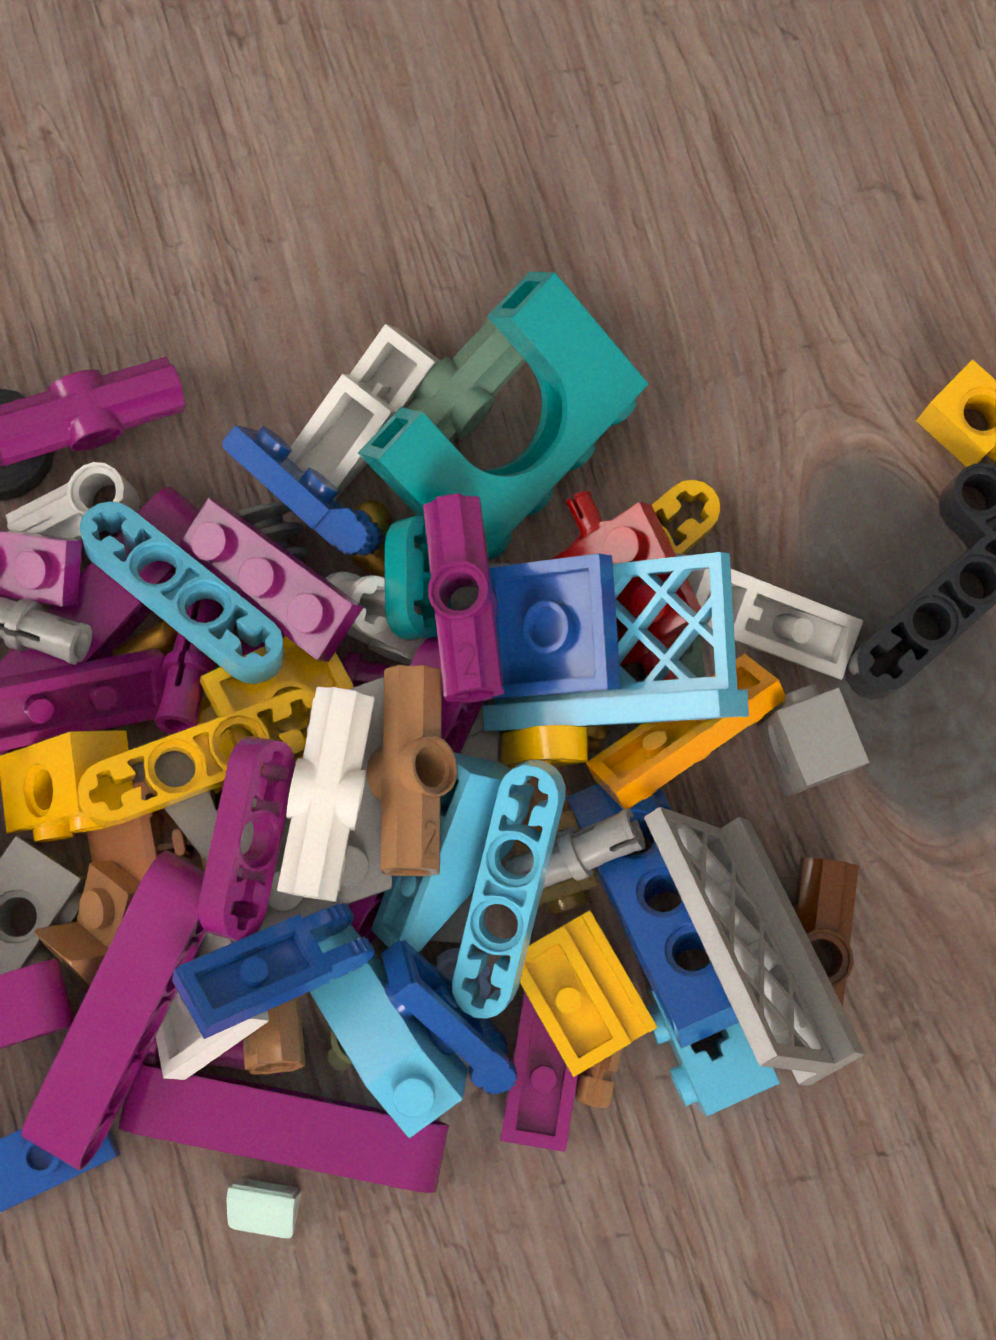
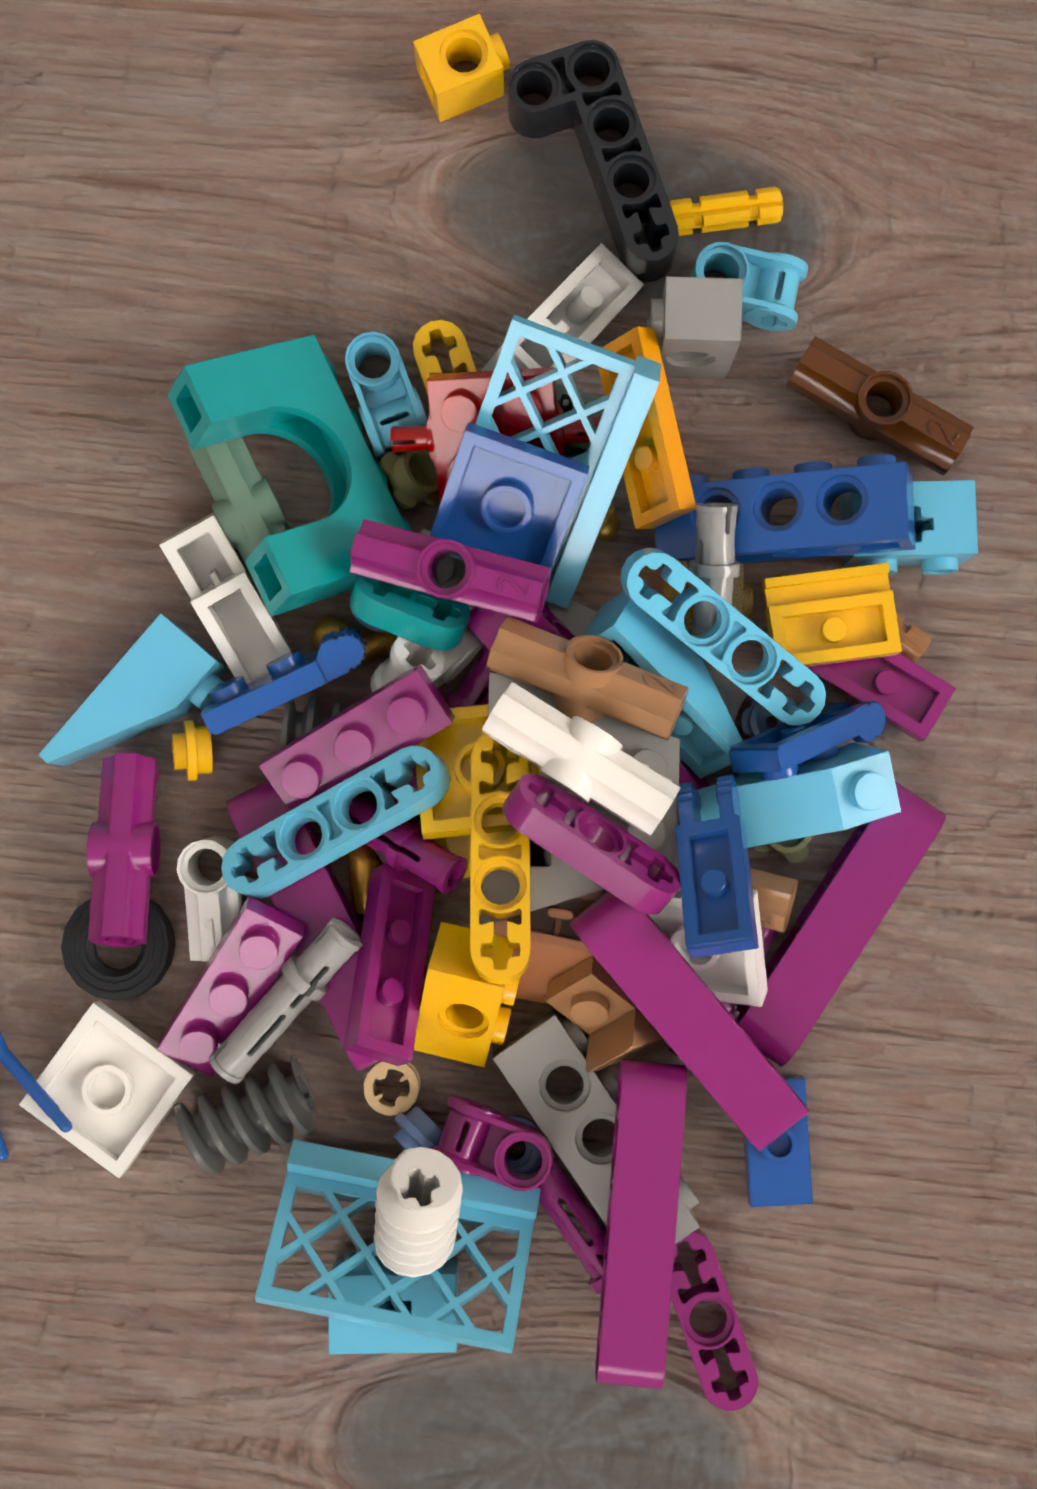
camera: 60 degrees left, 5 degrees up
(205, 435) = (192, 750): none -> yellow plate
(253, 372) = (150, 686): none -> medium azure slope
(262, 1207) = (896, 966): light aqua slope -> none
(538, 531) = (411, 477): none -> olive plate
(549, 743) = (604, 560): yellow beam -> none
(613, 475) = (386, 399): none -> medium azure piece
(756, 945) = (856, 442): light grey fence -> none
(887, 785) = (761, 276): none -> medium azure piece
(949, 728) = (728, 210): none -> yellow axle

